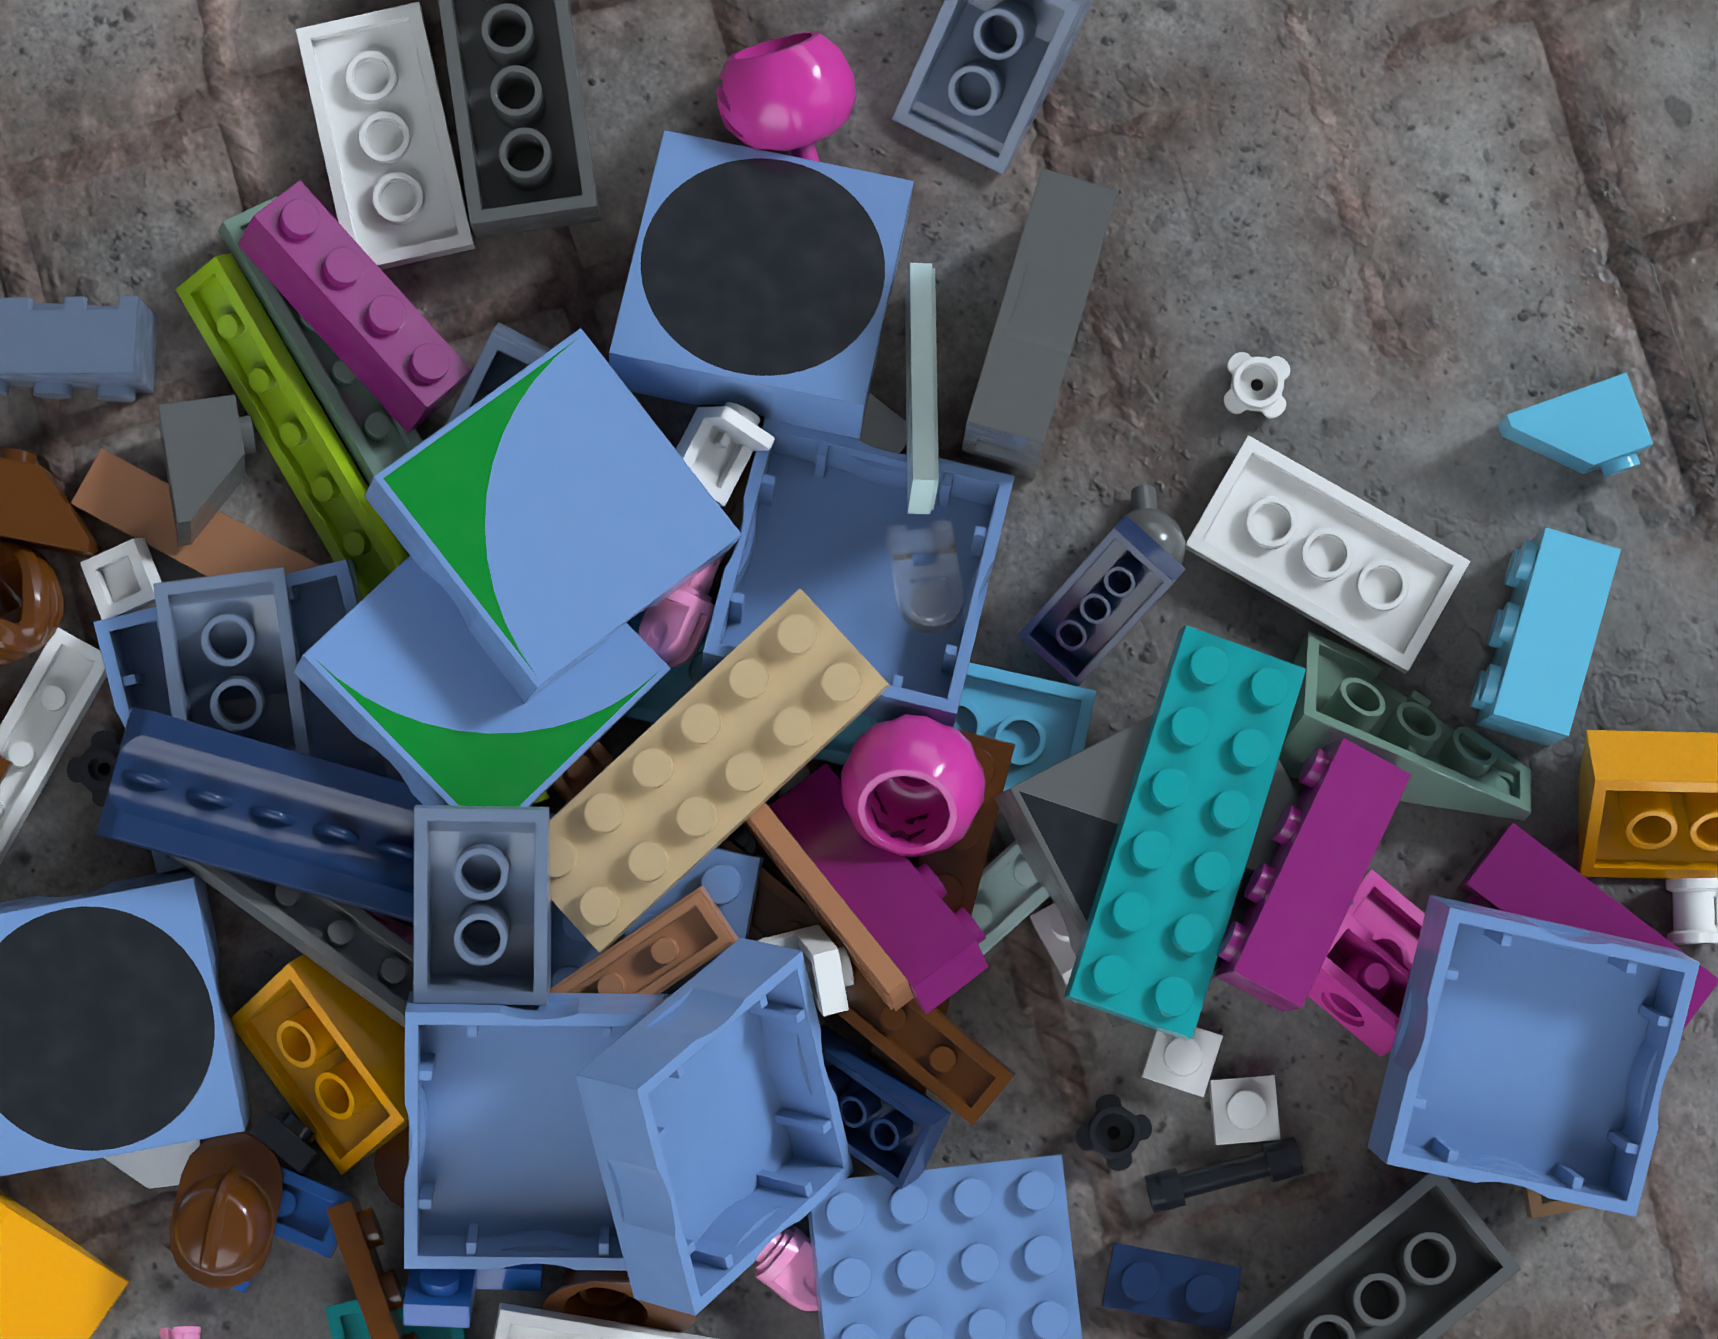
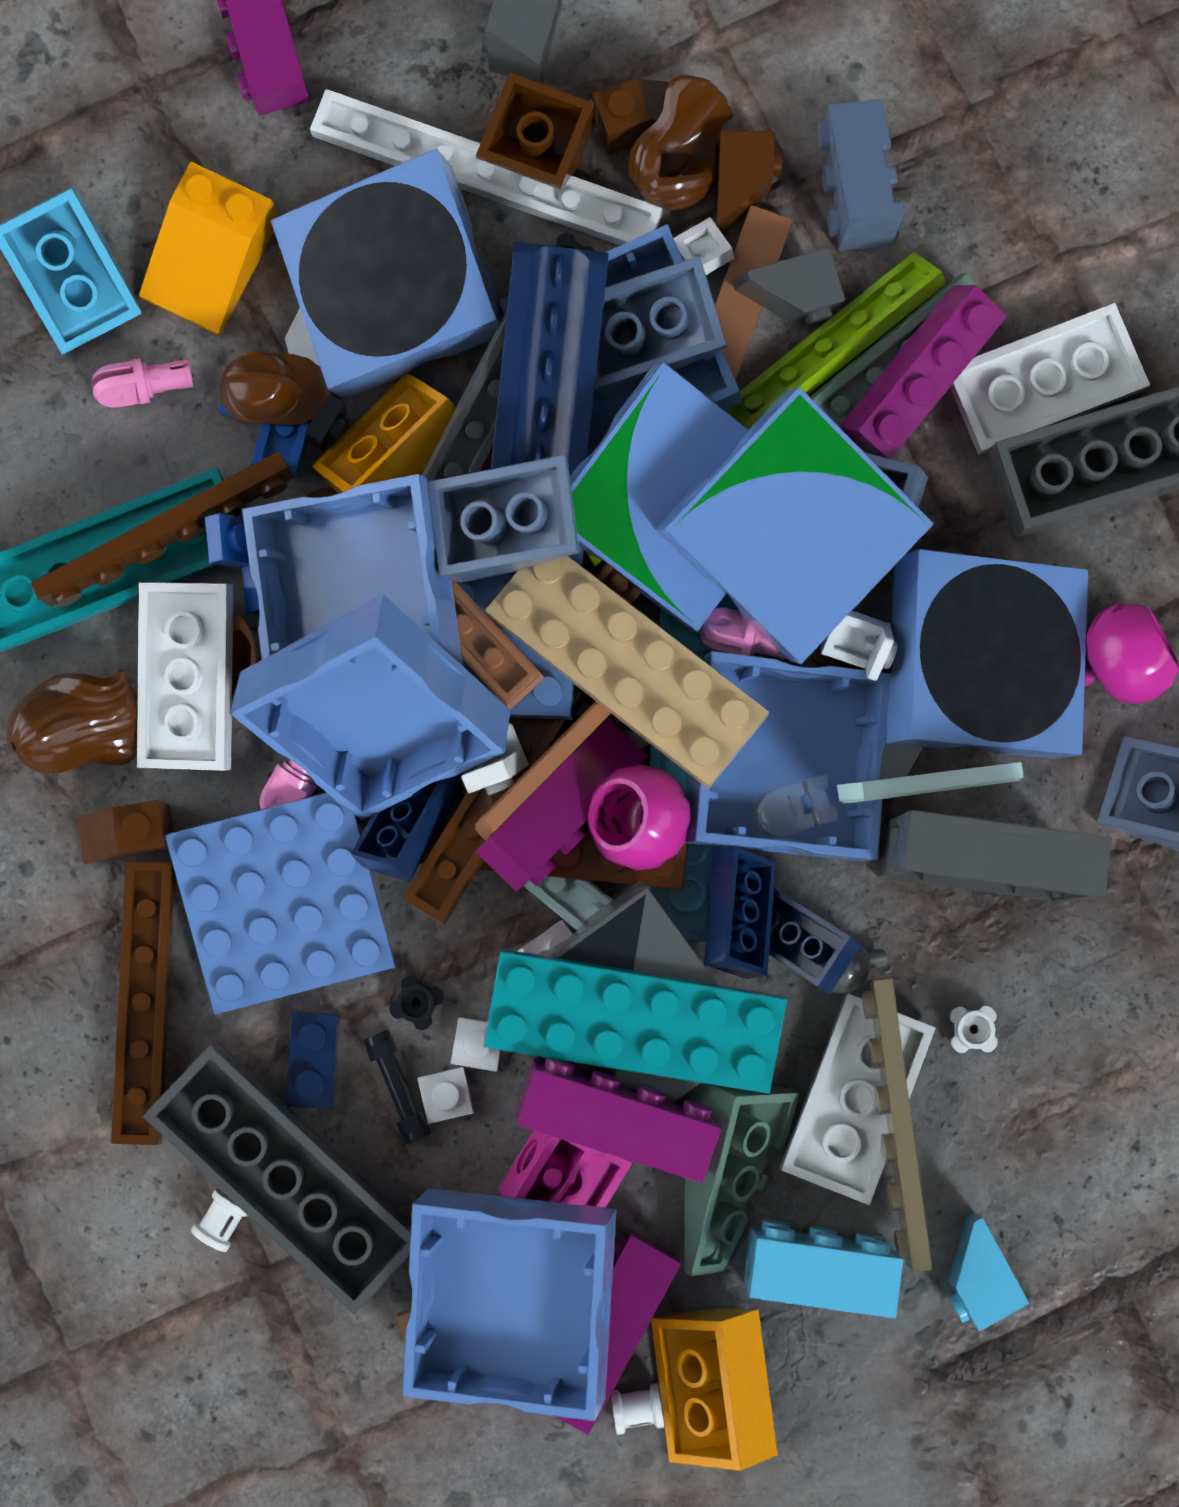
camera: 85 degrees right, 0 degrees up
(1059, 670) = (740, 913): none -> dark blue piece
(1395, 508) = (899, 1142): none -> dark tan plate

